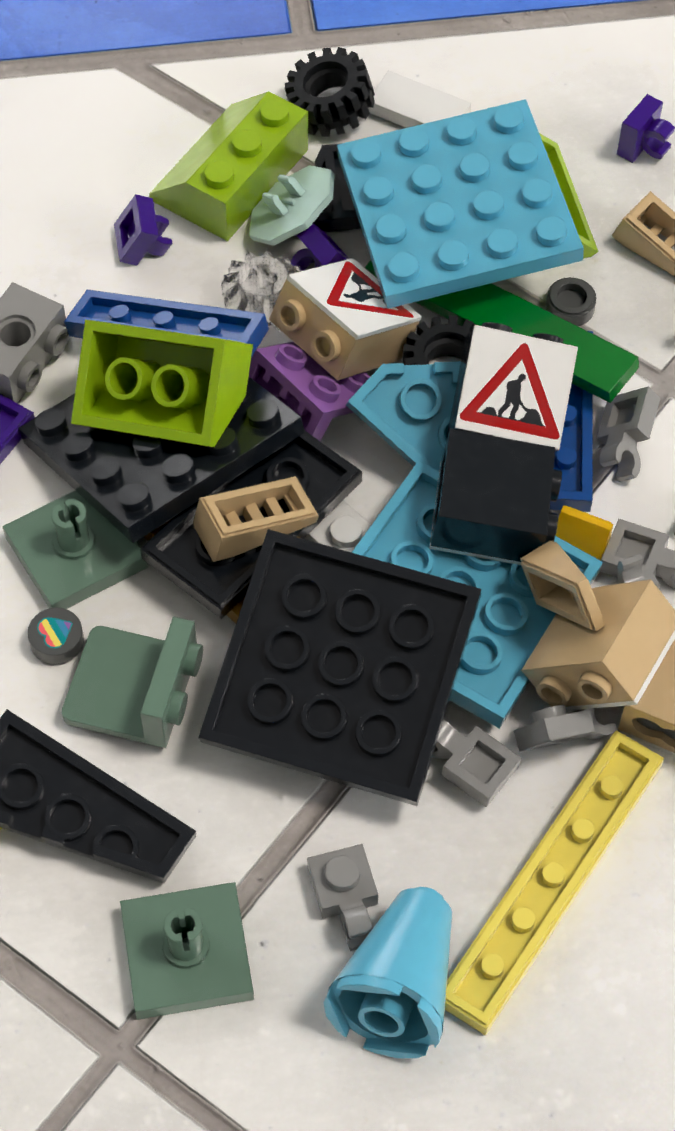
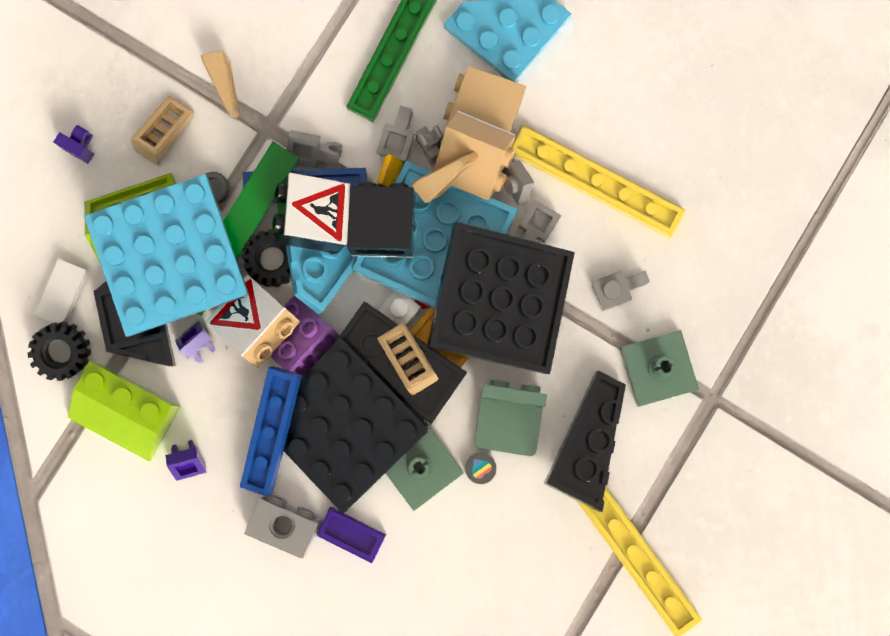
camera: 95 degrees left, 25 degrees up
(159, 382) = (323, 426): lime slope -> none
(256, 283) = (234, 385): clear gear -> none
(291, 205) = (160, 365): light aqua piece -> none
(397, 978) = (665, 253): medium azure cone -> none

